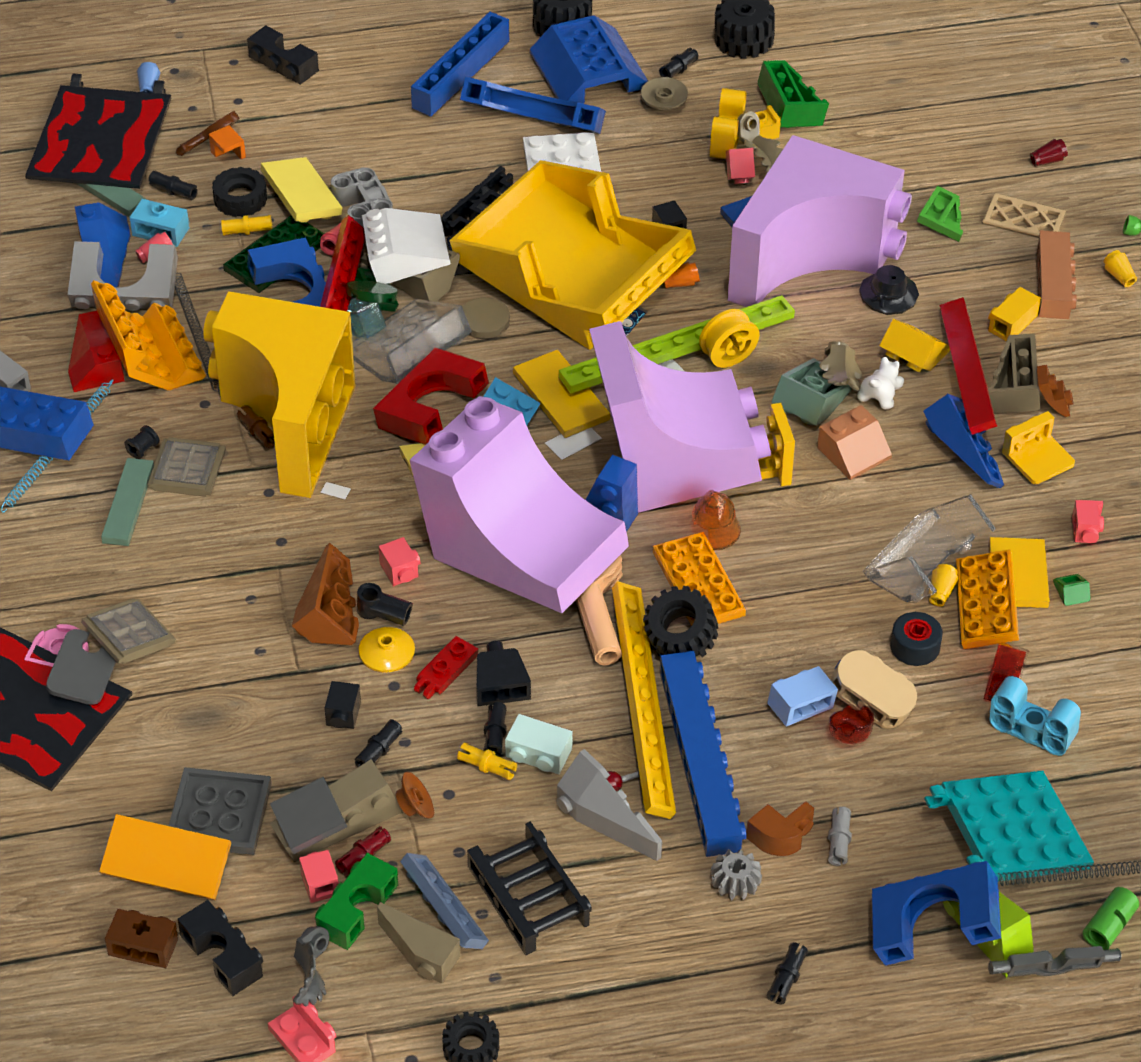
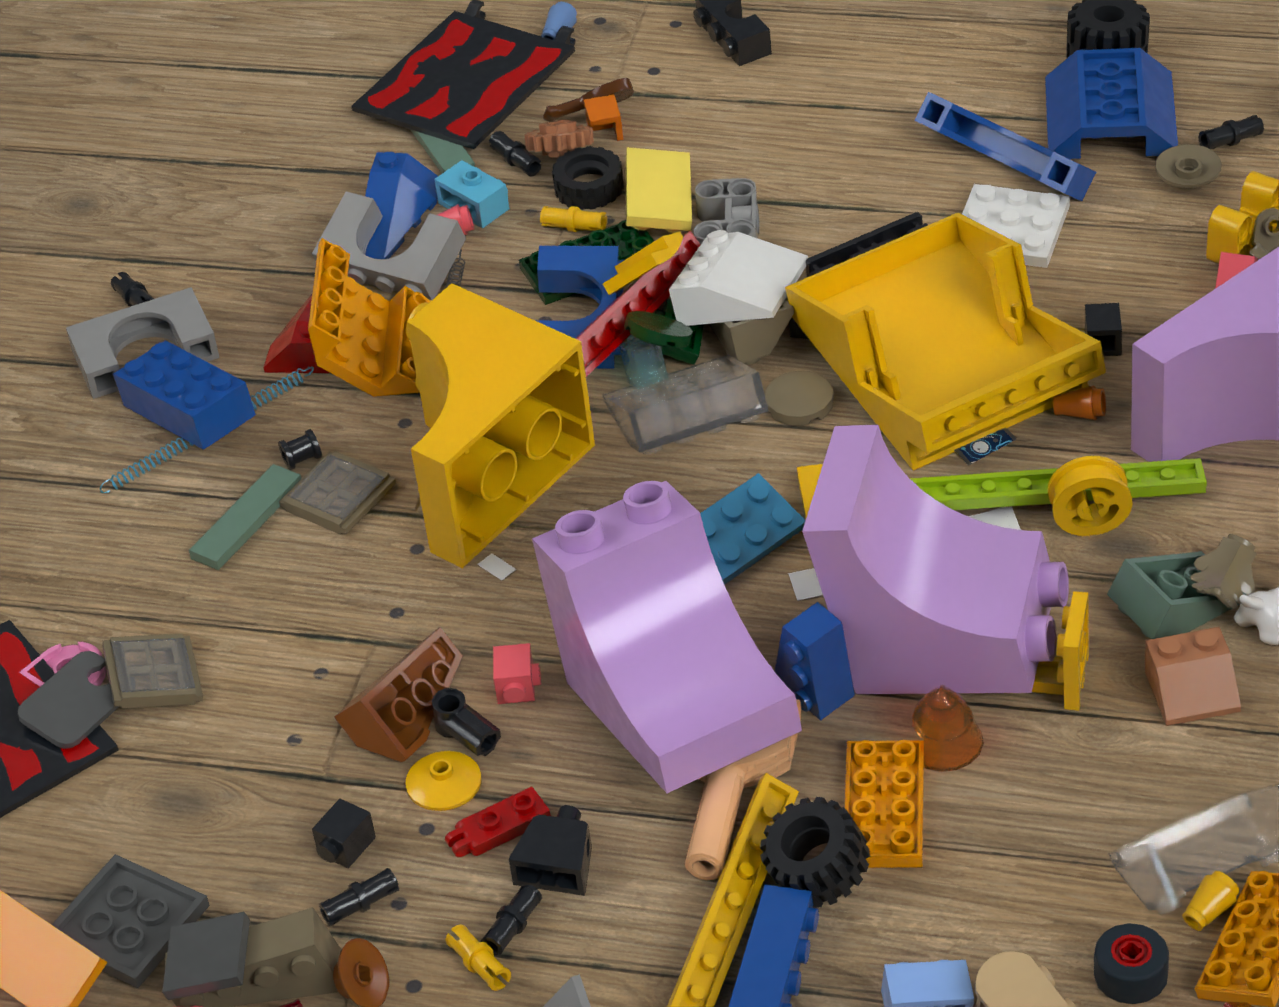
camera: 30 degrees right, 5 degrees down
(203, 166) = (558, 137): none -> nougat gear
(336, 245) = (643, 261): none -> yellow slope
(437, 371) = (694, 450): red arch -> none
(461, 61) = (943, 73): blue brick -> none
(538, 744) = (550, 952): light aqua brick -> none

